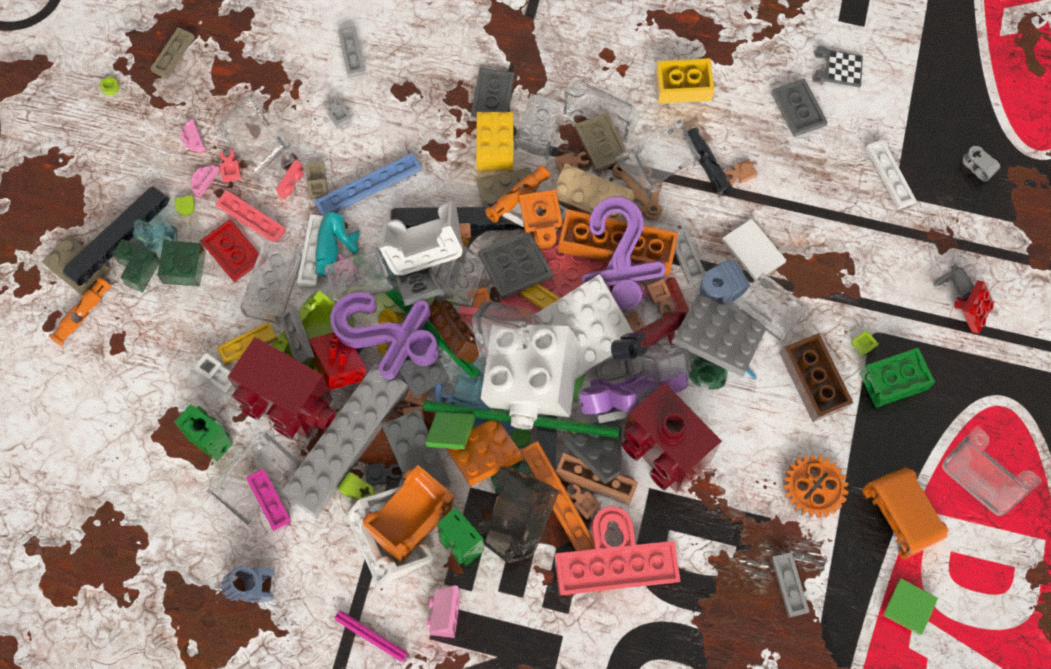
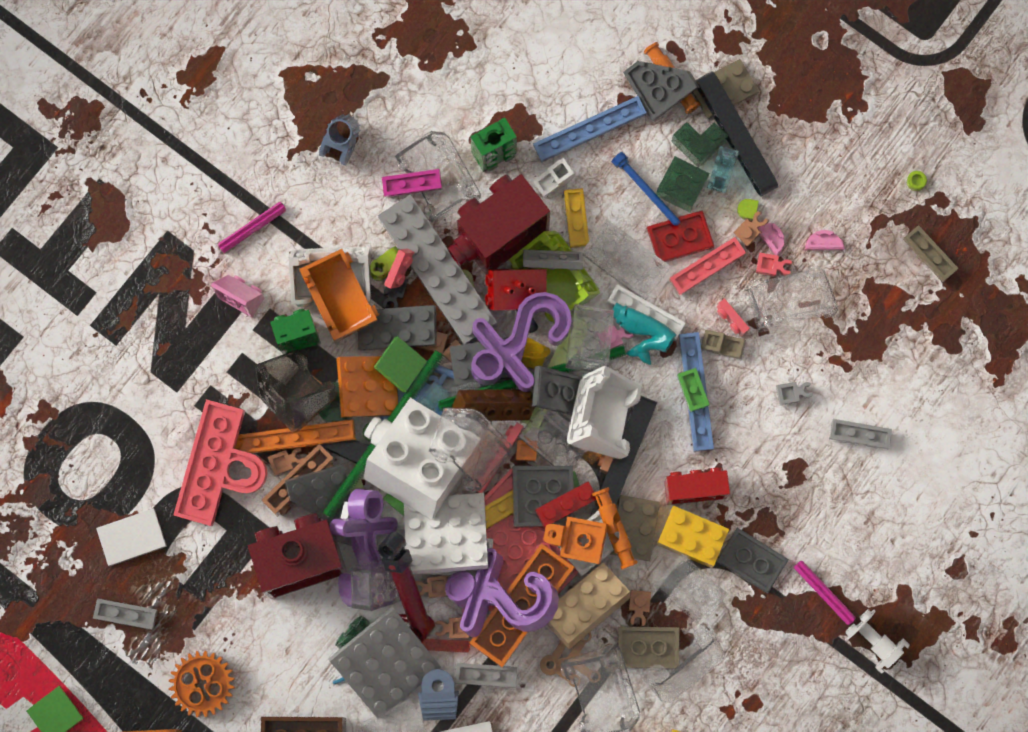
camera: 115 degrees right, 10 degrees up
(92, 315) = (660, 86): none -> dark grey plate
(156, 363) = (589, 129): none -> medium blue plate
(178, 323) = (621, 161): none -> blue piece
(204, 196) = (748, 230): none -> nougat plate
(352, 466) = (400, 265): none -> coral plate
(368, 183) = (693, 390): none -> bright green plate
(452, 150) = (696, 486): none -> red brick
(494, 34) = (824, 592): none -> dark pink axle
(515, 241) = (566, 504): none -> red plate
(718, 613) = (131, 537): none -> white tile

